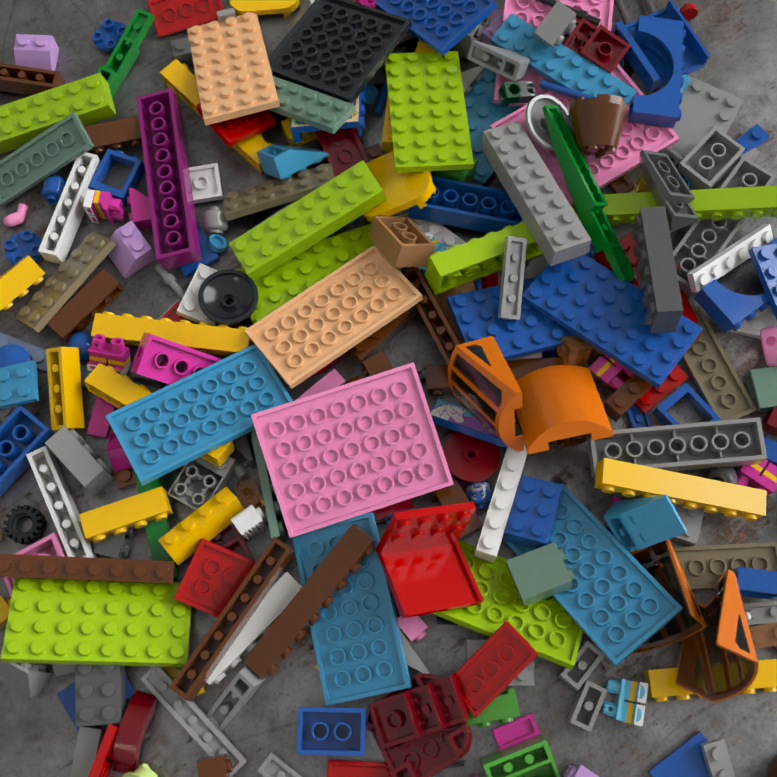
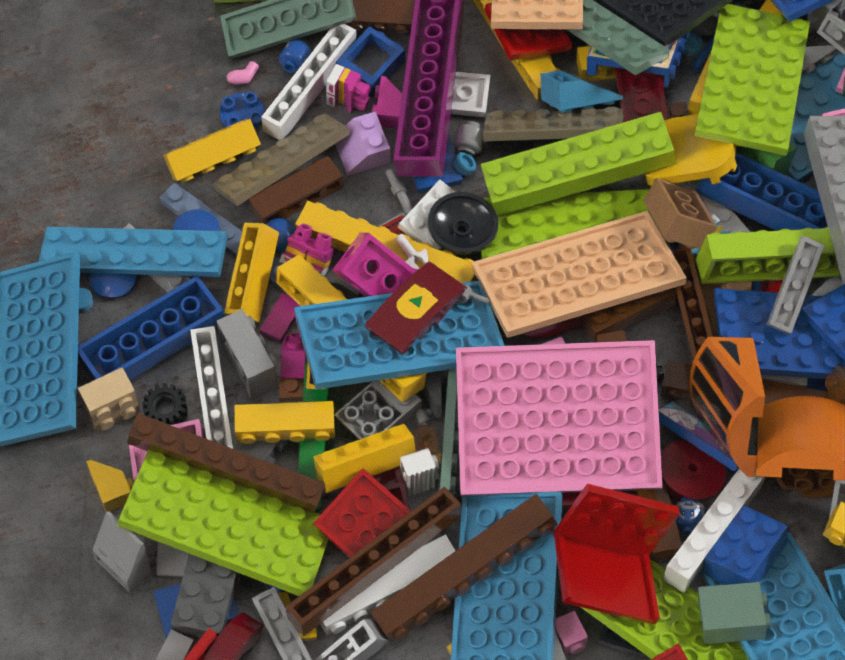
camera: 15 degrees right, 10 degrees down
(193, 336) = (411, 253): none -> white bar
(207, 386) = (415, 307): none -> dark red slope
(246, 359) = (468, 294): none -> light grey hand

